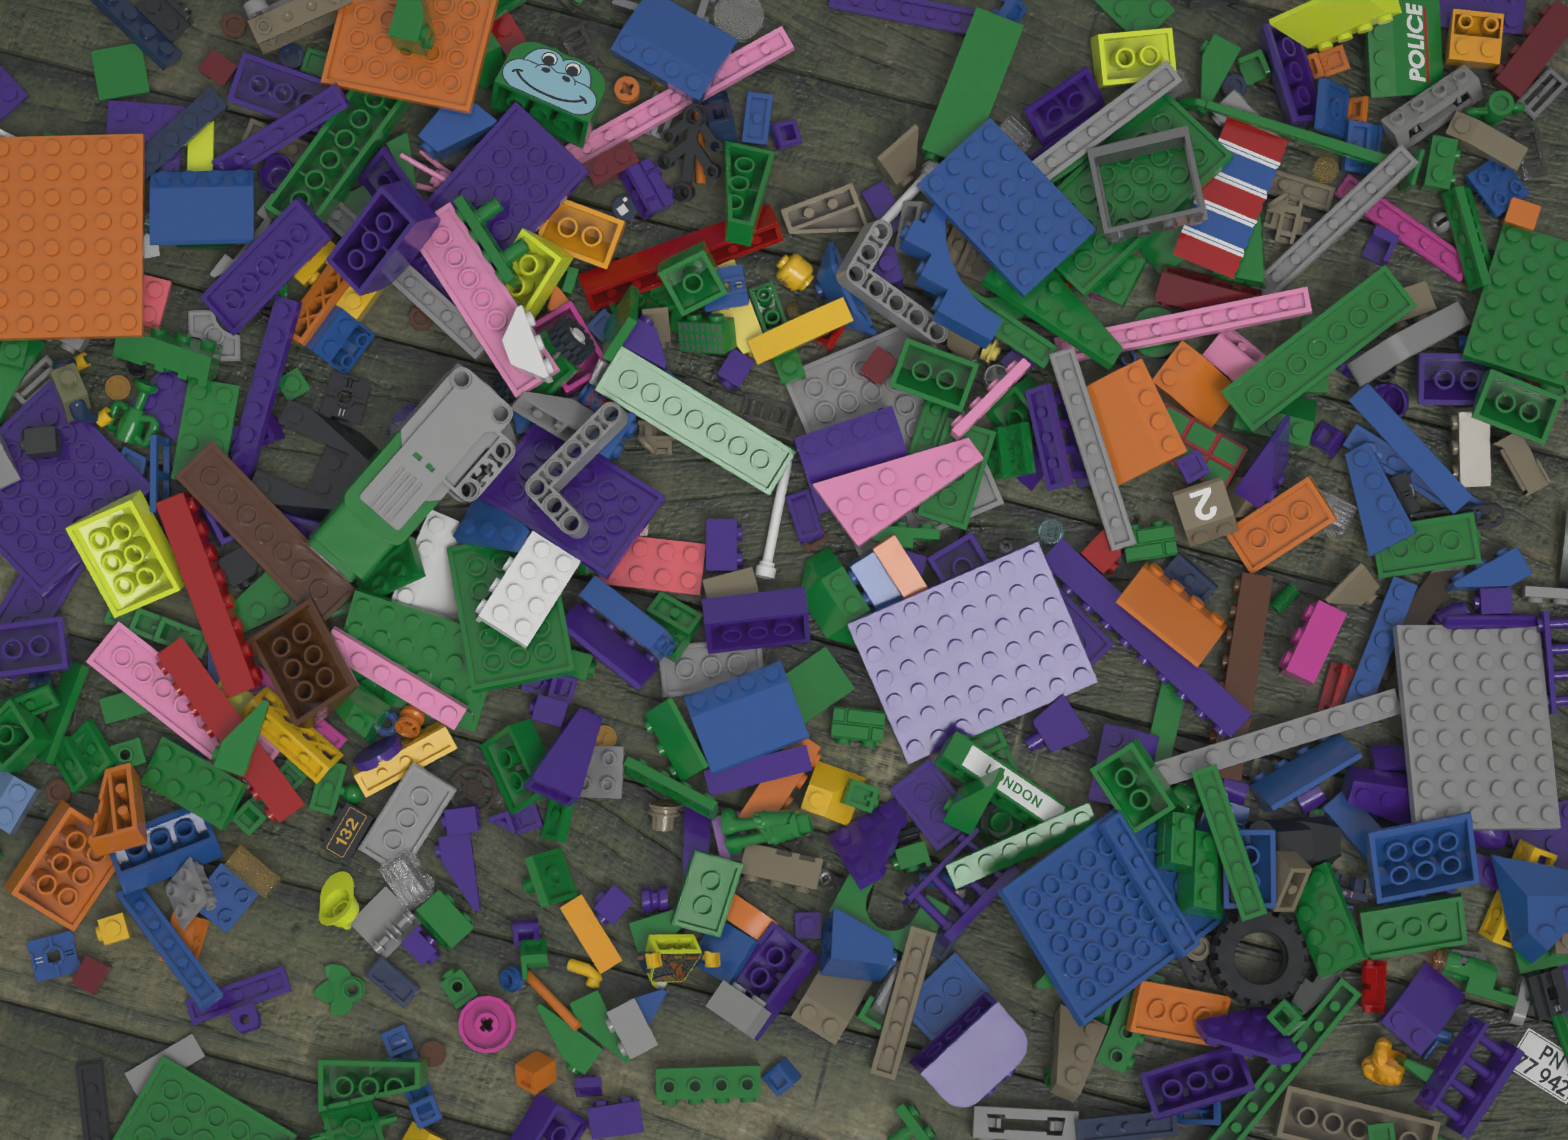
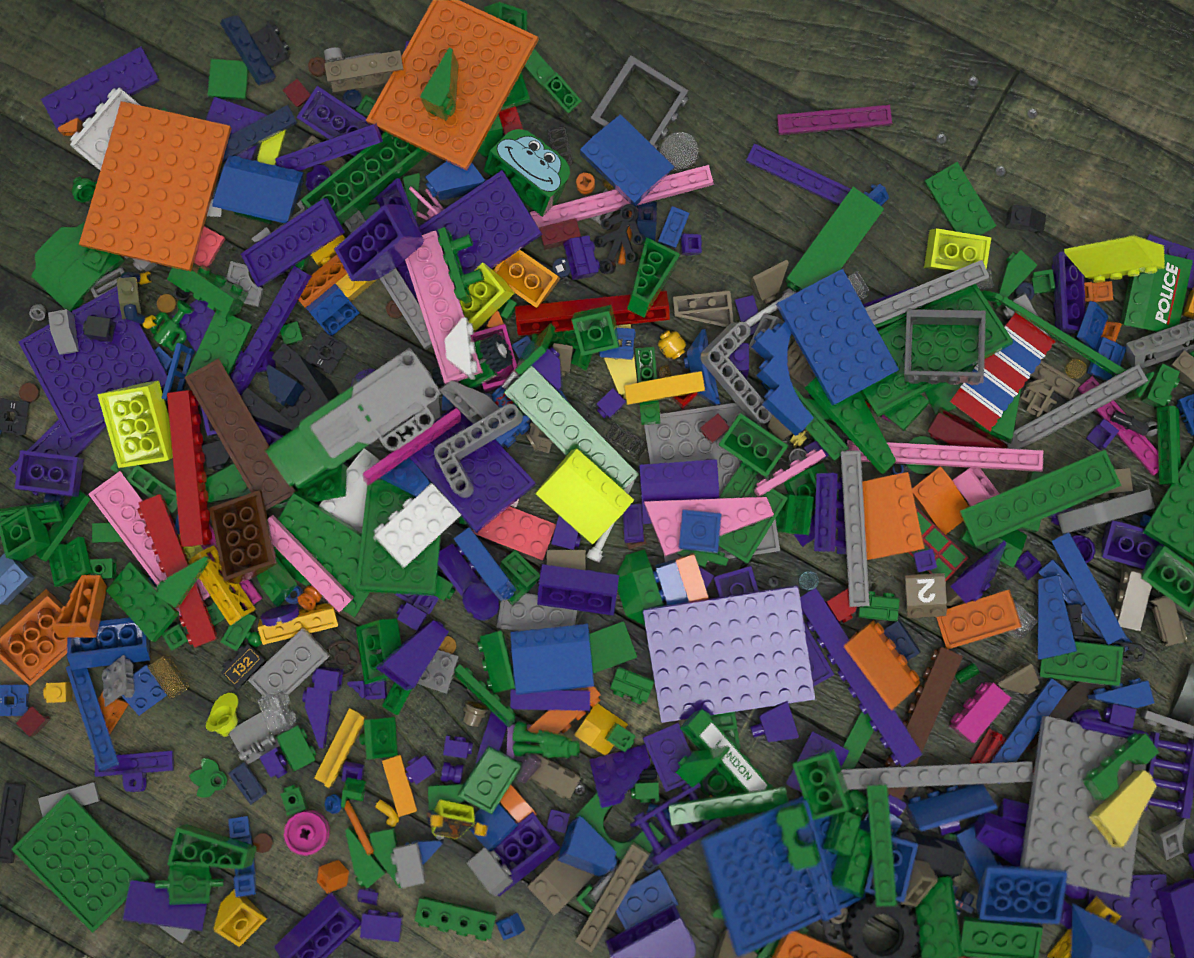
camera: 25 degrees right, 0 degrees up
(58, 790) = (45, 581): reddish brown tile -> none
(303, 457) = (283, 387): none -> dark blue slope
(494, 491) = (411, 447): none -> dark pink tile
(501, 905) = (340, 747): none -> yellow fence
(635, 667) = (480, 601): none -> dark purple tile
(653, 864) = (458, 747): none -> dark purple brick
(706, 333) = (596, 372): green brick -> none
(733, 497) = (584, 496): none -> neon yellow slope
(752, 864) = (529, 766): none -> clear purple cone
(894, 503) = (699, 531): none -> blue tile
(1063, 106) = (897, 274): dark purple slope -> none
(1128, 878) = (800, 853): none -> green arch
(1411, 222) = (1129, 423): none -> black axle
(1490, 686) = (1103, 780): none -> green arch
(1524, 716) = (1123, 808): none -> light yellow slope

